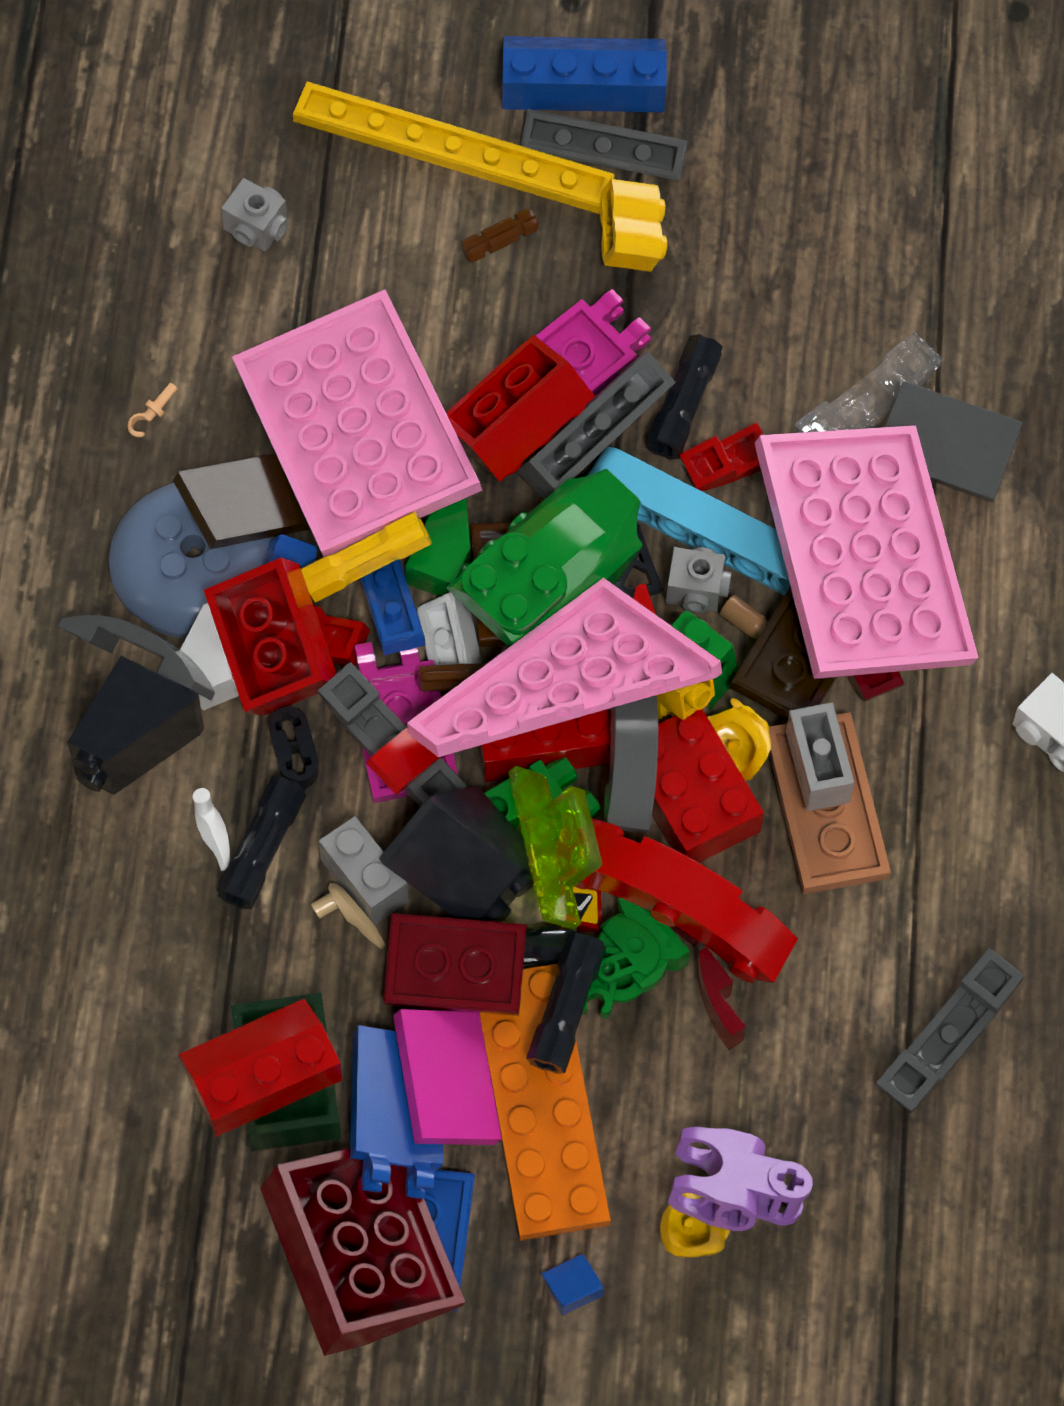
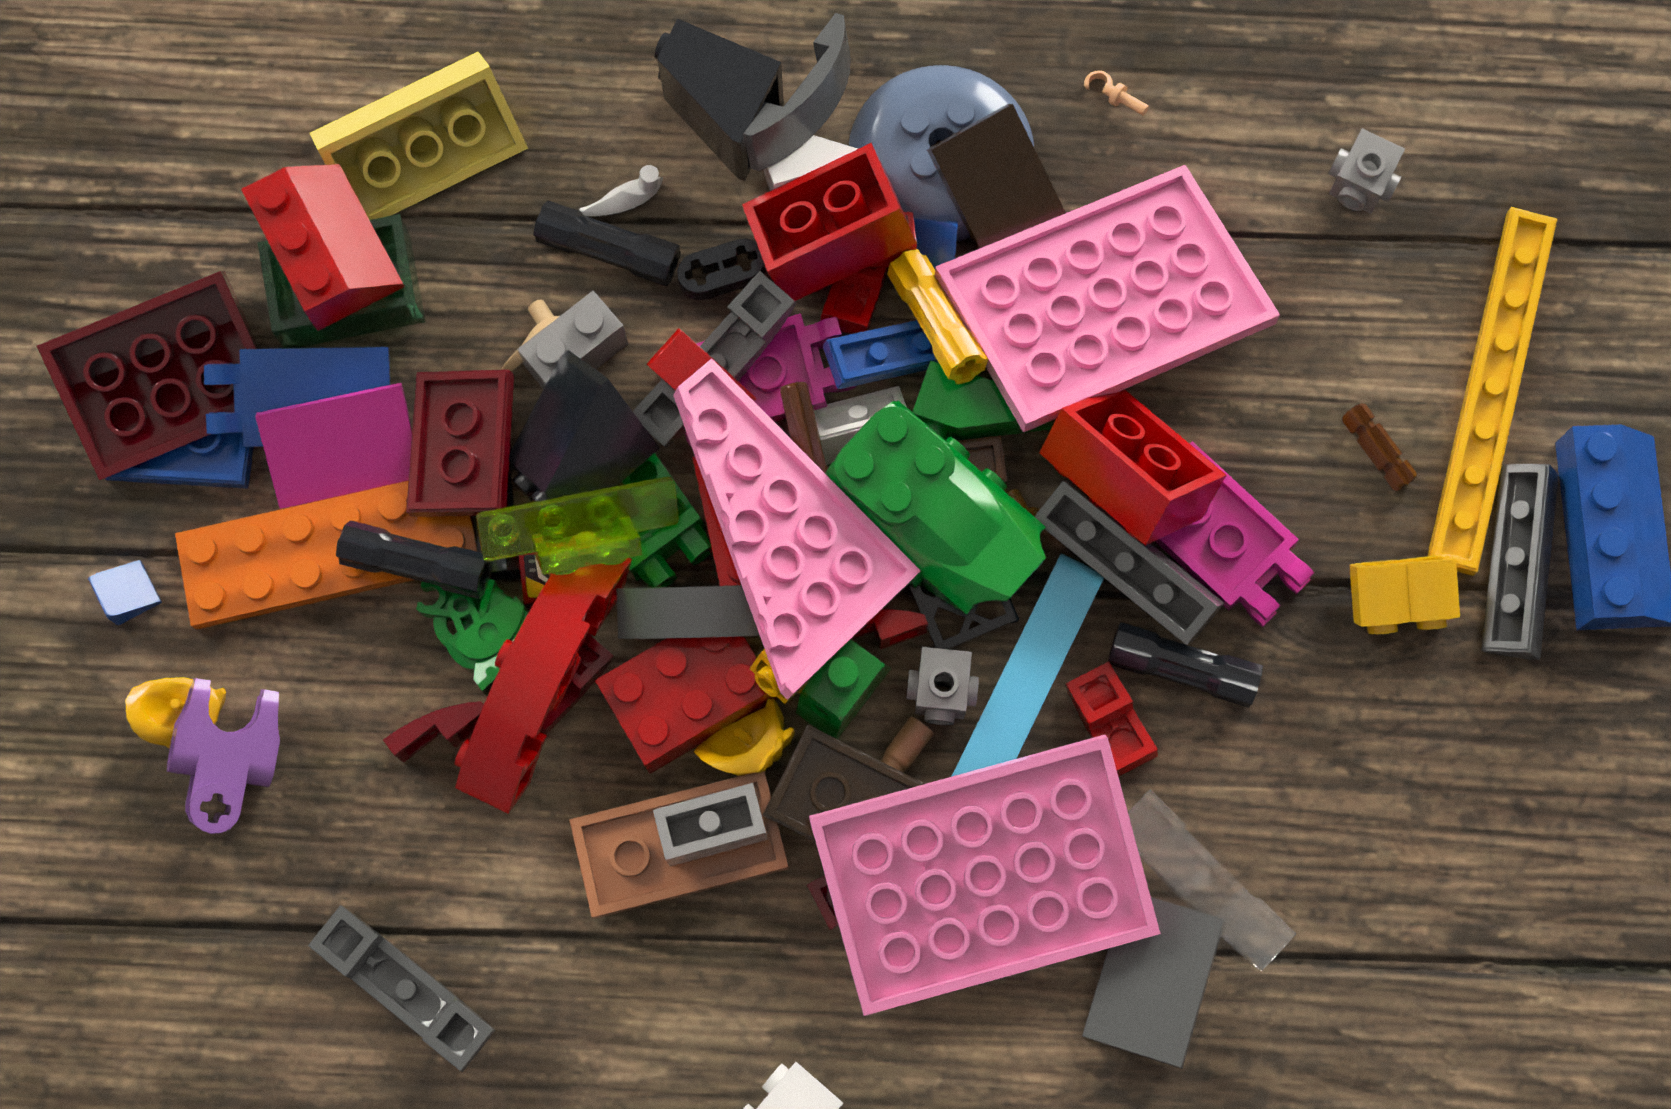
camera: 90 degrees right, 10 degrees up
(135, 1003) = (422, 137): none -> light yellow slope

